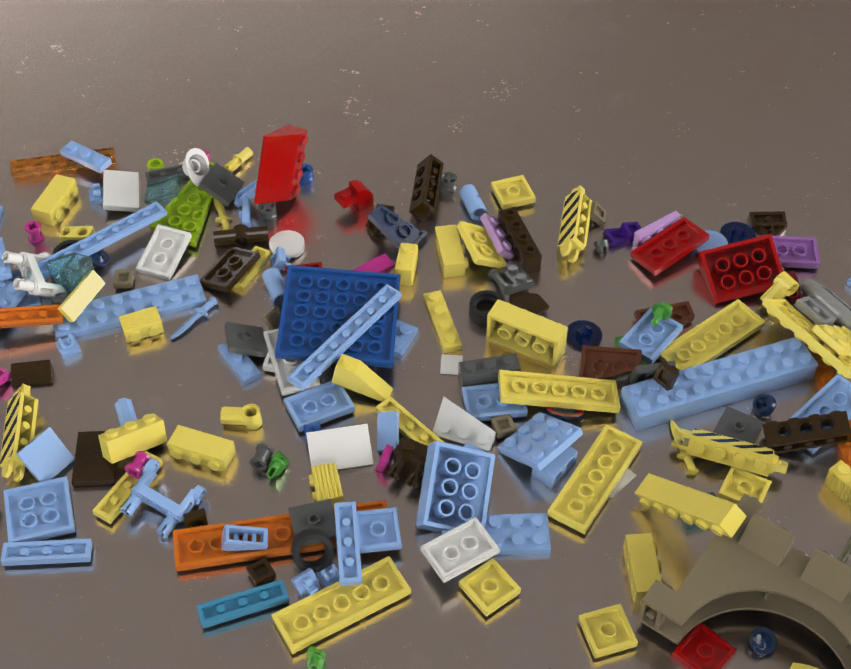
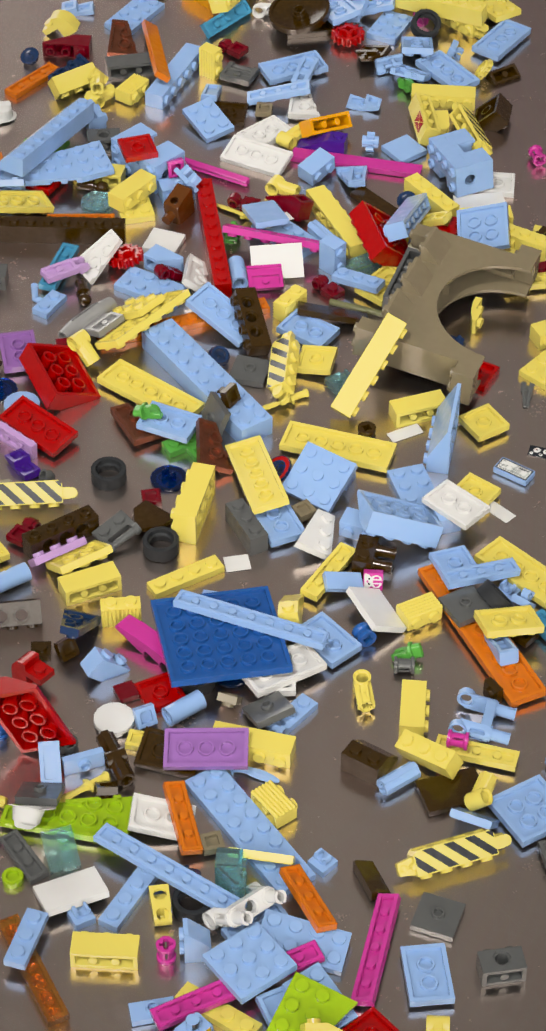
camera: 105 degrees left, 5 degrees down
(26, 239) = (193, 941): none -> light blue slope
(71, 469) = (482, 792): none -> light yellow piece
(92, 217) = (126, 900): none -> light blue plate
(155, 261) = (182, 818): none -> orange tile
(159, 397) = (366, 761): none -> dark brown slope
(210, 223) = (106, 789): none -> plate
(210, 326) = (267, 746): none -> light yellow brick
(211, 282) = (206, 749): none -> medium lavender plate
(268, 548) = (508, 621): none -> light yellow plate
(315, 255) = (126, 692): none -> dark red tile
(347, 246) = (103, 664): none -> light blue slope
(460, 611) = (500, 512): none -> white sticker
(519, 641) = (514, 471): none -> tile
(532, 218) = (15, 534): none -> dark red plate
(558, 314) = (152, 496): none -> dark red tile
(580, 574) = (443, 433): none -> light blue slope
(594, 298) = (108, 483): none -> black tyre
(612, 552) = (405, 432): none -> white sticker
(615, 514) = (367, 429): none -> dark brown wheel
(801, 495) = (308, 329): none -> light blue plate
(826, 518) = (329, 313): none -> dark brown tile

